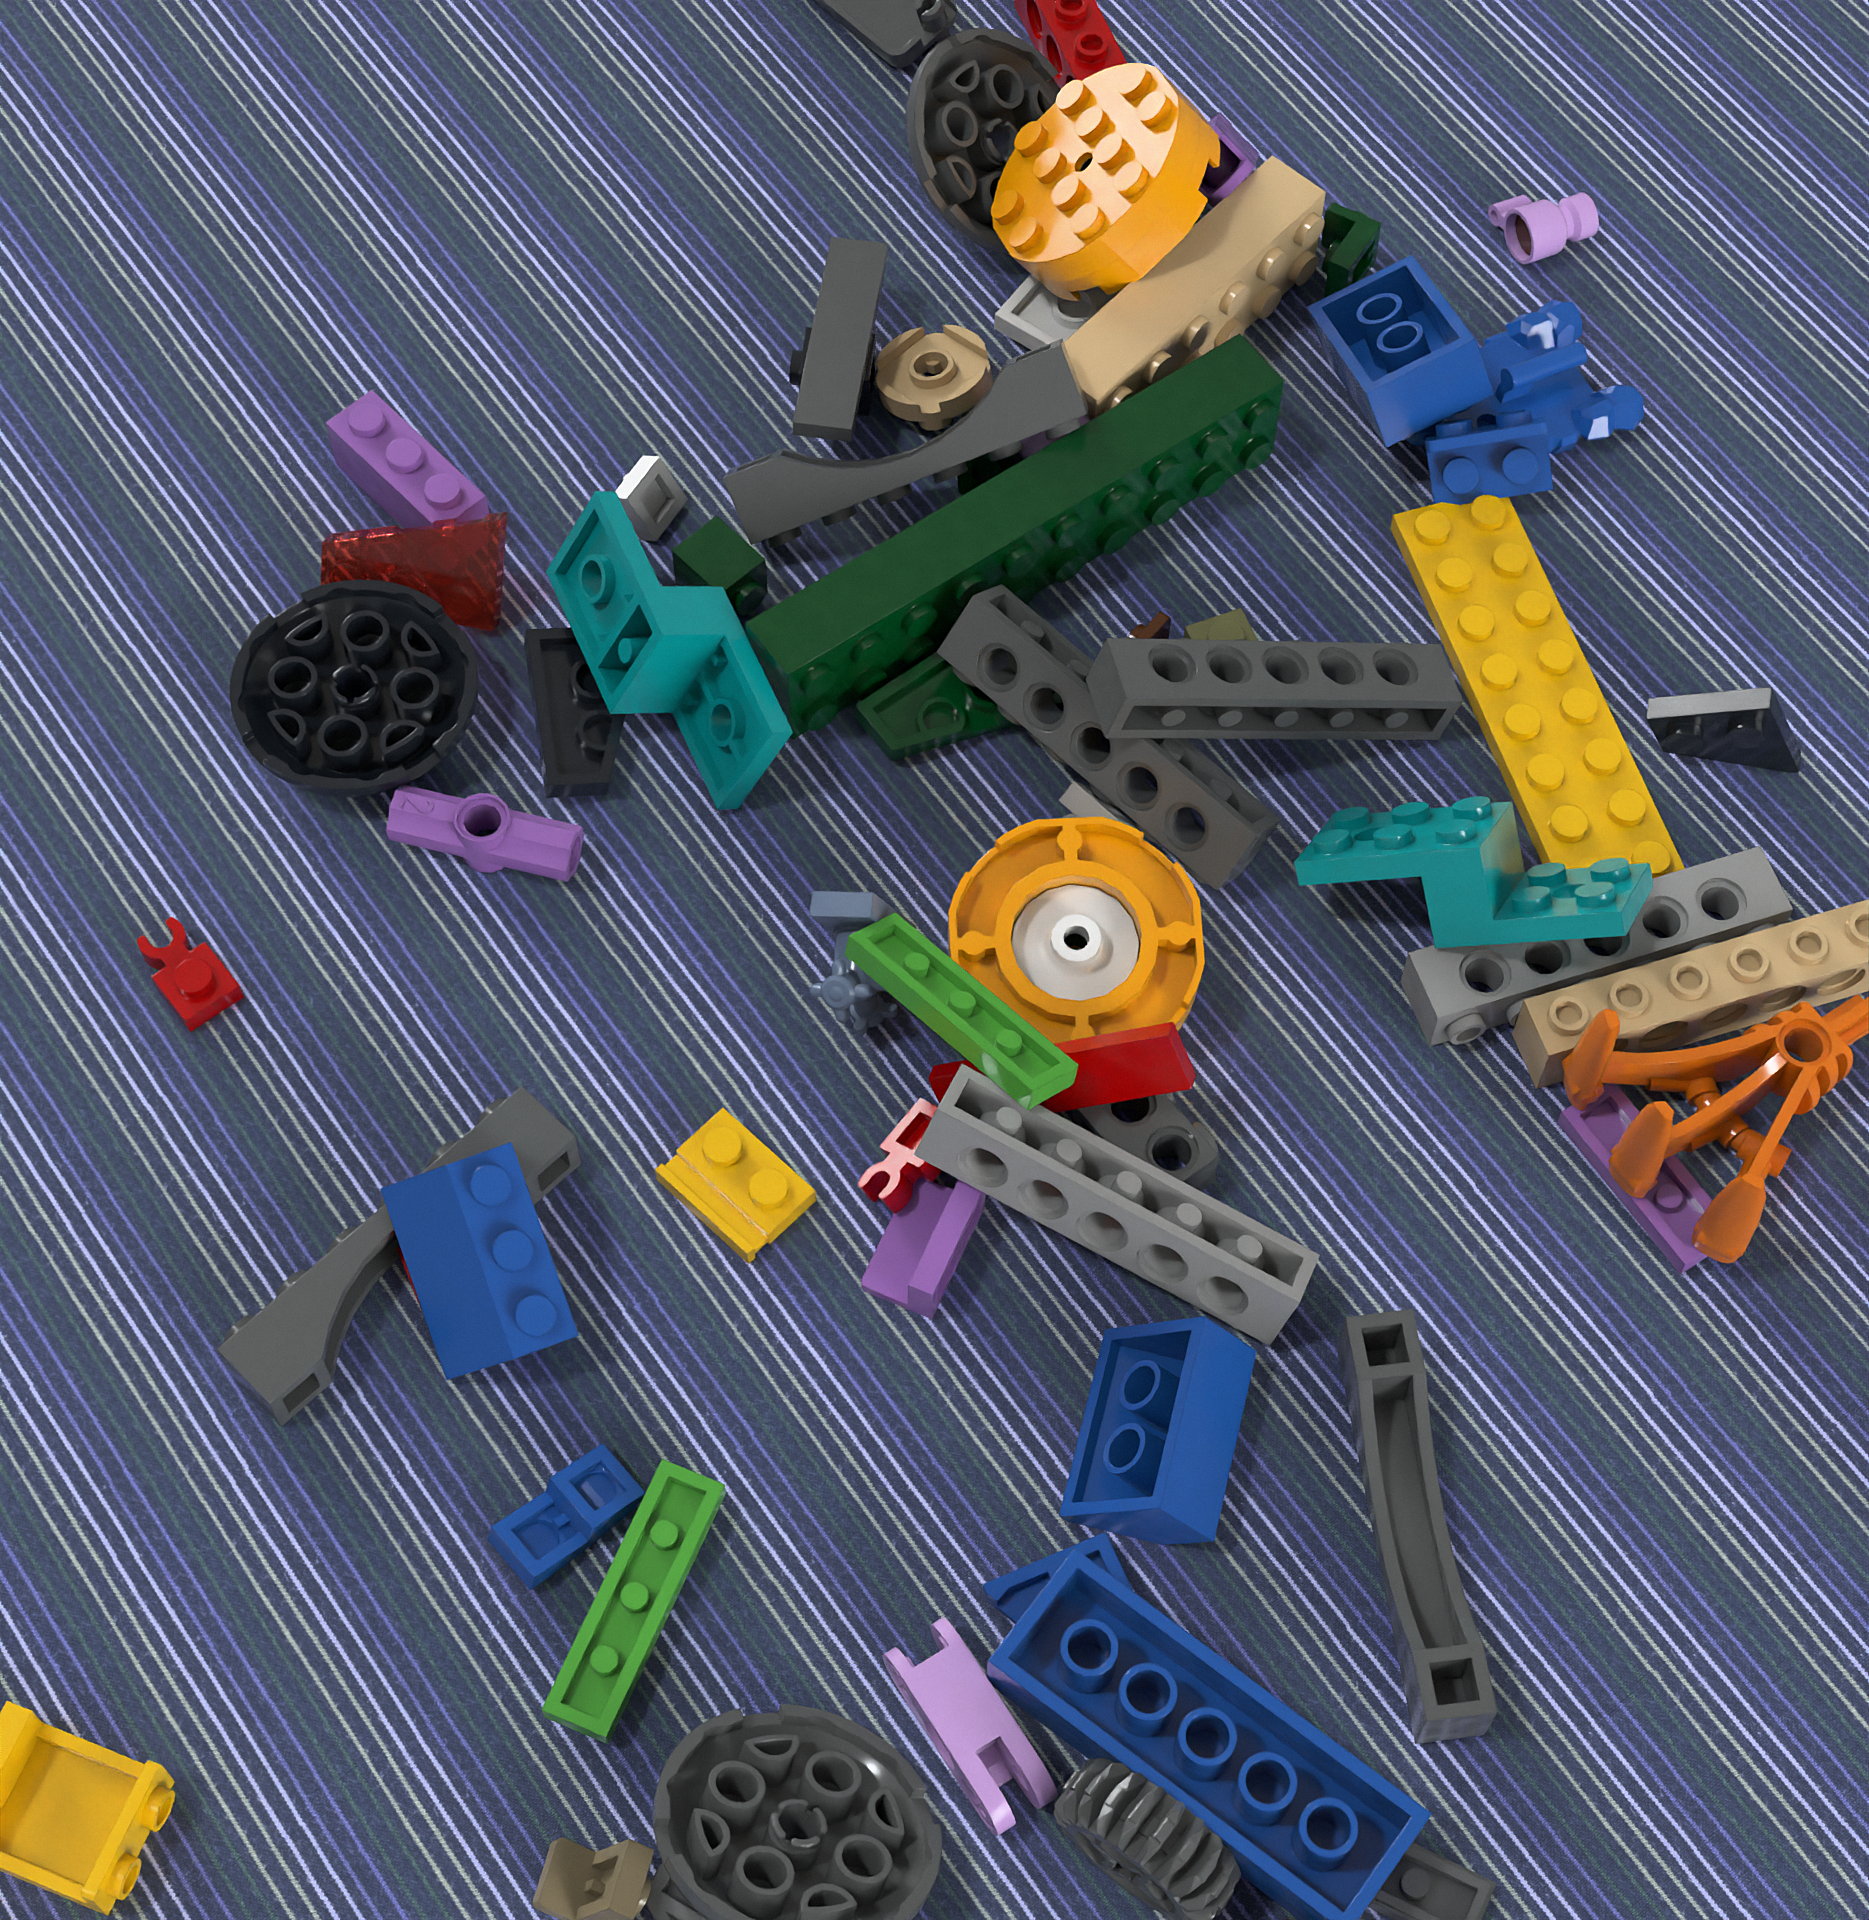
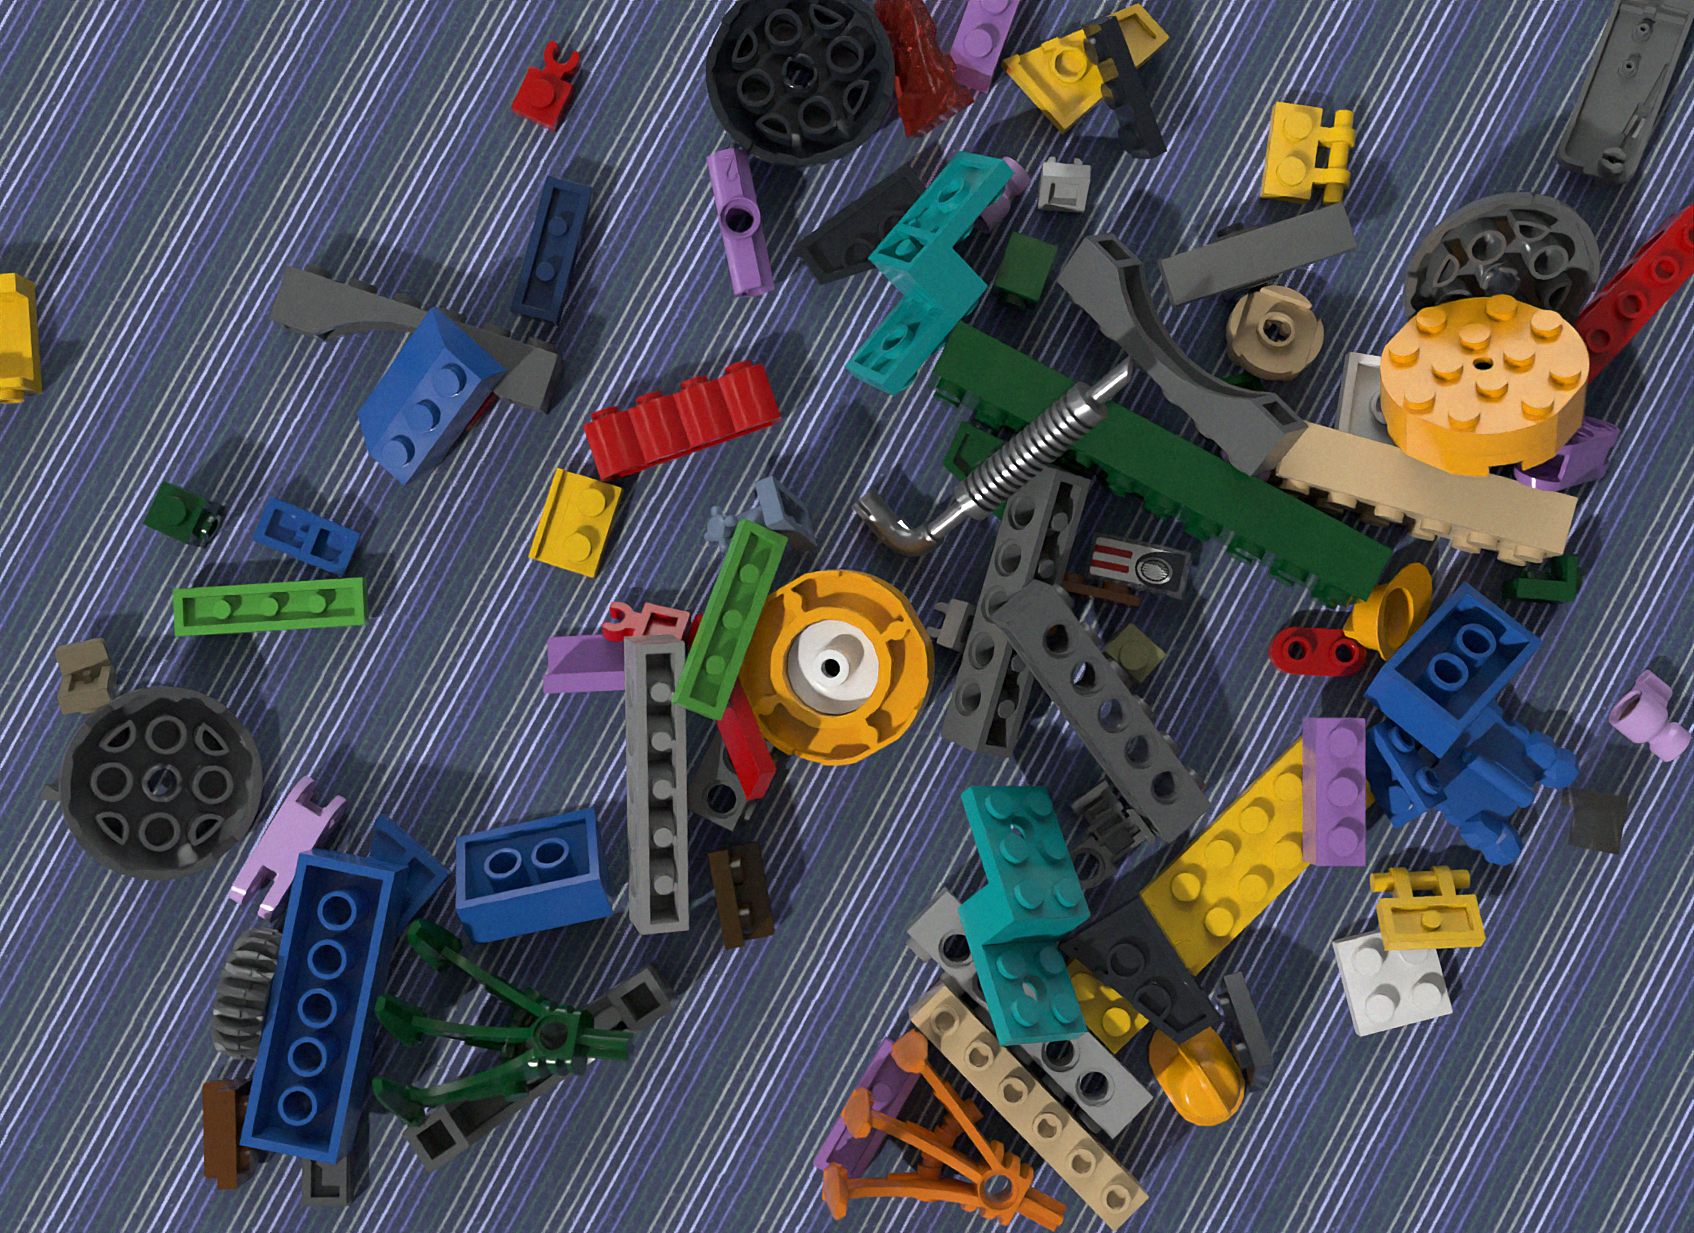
camera: 65 degrees right, 25 degrees up
(388, 1053) = (552, 250): none -> dark blue plate
(455, 1644) = (184, 515): none -> dark green brick
(527, 423) = (1065, 80): none -> yellow wing
(579, 384) = (1123, 88): none -> black plate
(682, 1003) = (683, 422): none -> red brick
(746, 285) = (1293, 149): none -> yellow plate
(946, 668) = (1004, 471): none -> flat silver piece
(1121, 603) = (1139, 565): none -> slope
(1300, 1198) = (741, 893): none -> dark brown bracket
(1309, 402) = (1392, 611): none -> light orange piece
(1315, 486) = (1318, 653): none -> red plate
(1372, 1494) = (409, 1023): none -> dark green piece
(1411, 769) = (1114, 831): none -> dark grey piece
(1480, 515) = (1334, 791): none -> medium lavender brick
(1599, 789) = (1143, 966): none -> black wing
(1633, 304) = (1596, 819): none -> clear smoke panel
(1670, 494) = (1428, 920): none -> yellow plate
(1723, 575) = (1389, 986): none -> white plate
(1752, 807) = (1198, 1076): none -> light orange piece

